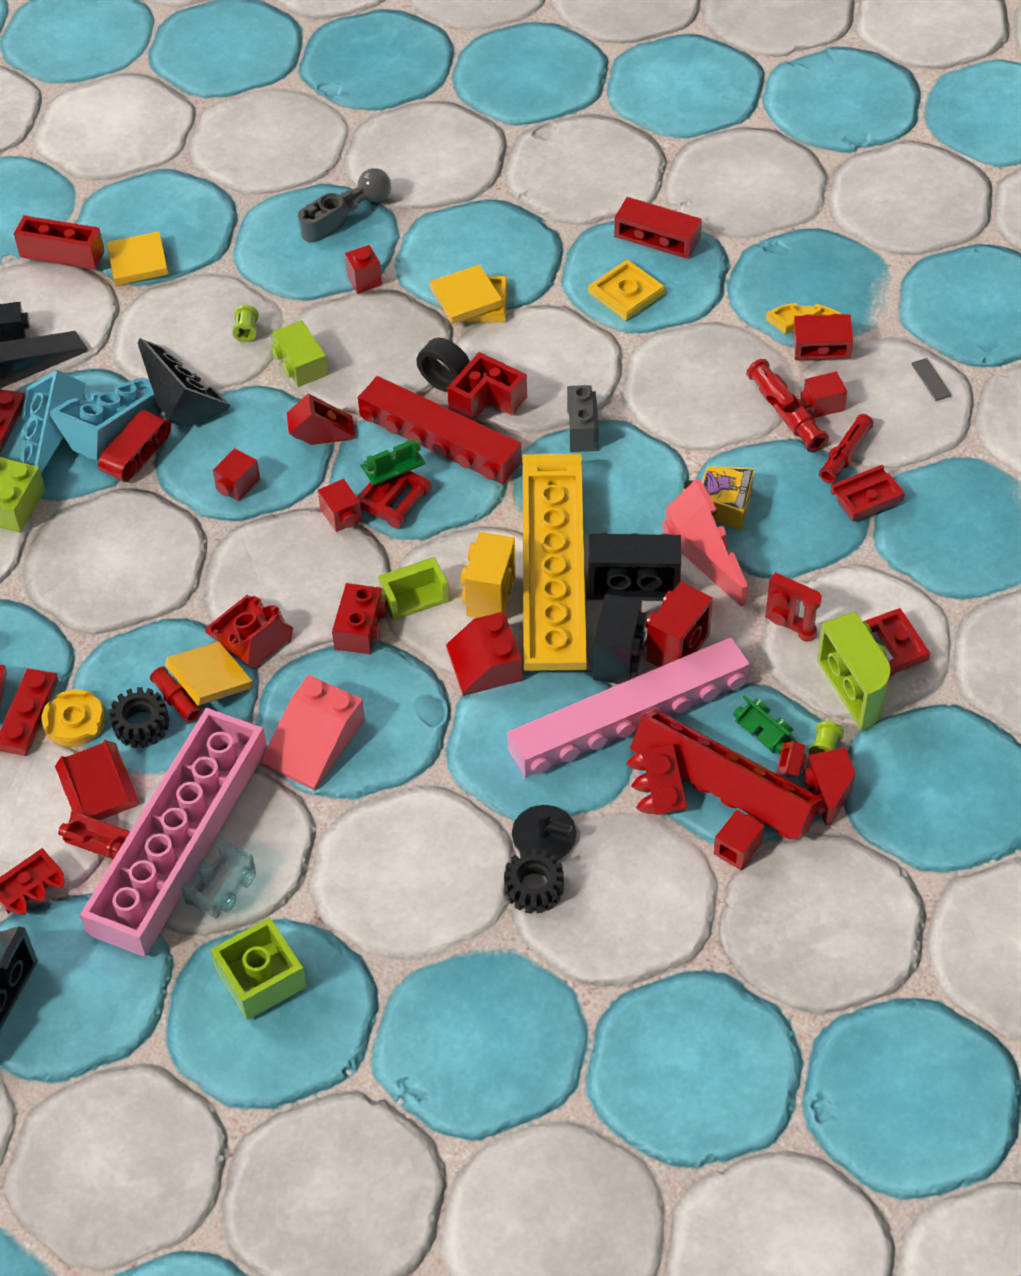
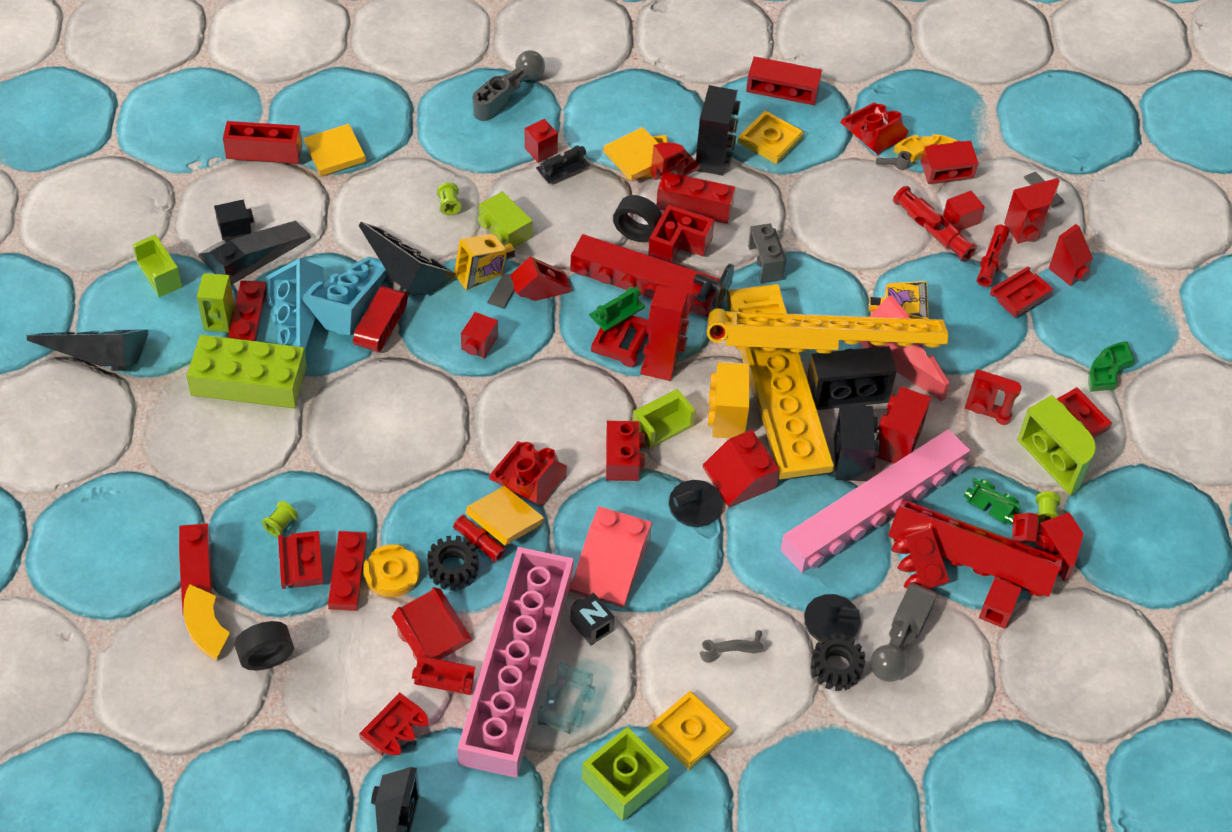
camera: 15 degrees left, 0 degrees up
(259, 392) = (481, 259): none -> yellow torso
(272, 797) = (591, 618): none -> black brick
(276, 433) = (502, 292): none -> dark grey window
(340, 505) = (578, 352): red brick -> none
(348, 932) = (689, 730): none -> yellow tile
(374, 301) = (563, 166): none -> black hinge
(419, 846) = (731, 645): none -> dark grey piece
(426, 686) = (695, 503): none -> black shield
(438, 493) = (666, 332): none -> red wedge
(498, 302) = (671, 158): none -> red slope
(510, 450) = (720, 287): none -> black shield
(519, 348) = (696, 195): none -> red brick
(556, 275) = (716, 130): none -> black brick
(602, 510) = (819, 331): none -> yellow hinge
(626, 846) = (889, 660): none -> dark grey beam
(751, 289) = (876, 126): none -> red slope
(769, 332) = (901, 162): none -> dark grey hand
(903, 400) = (1030, 210): none -> red slope
(935, 458) = (1071, 256): none -> red slope
(948, 588) = (1107, 366): none -> green tile

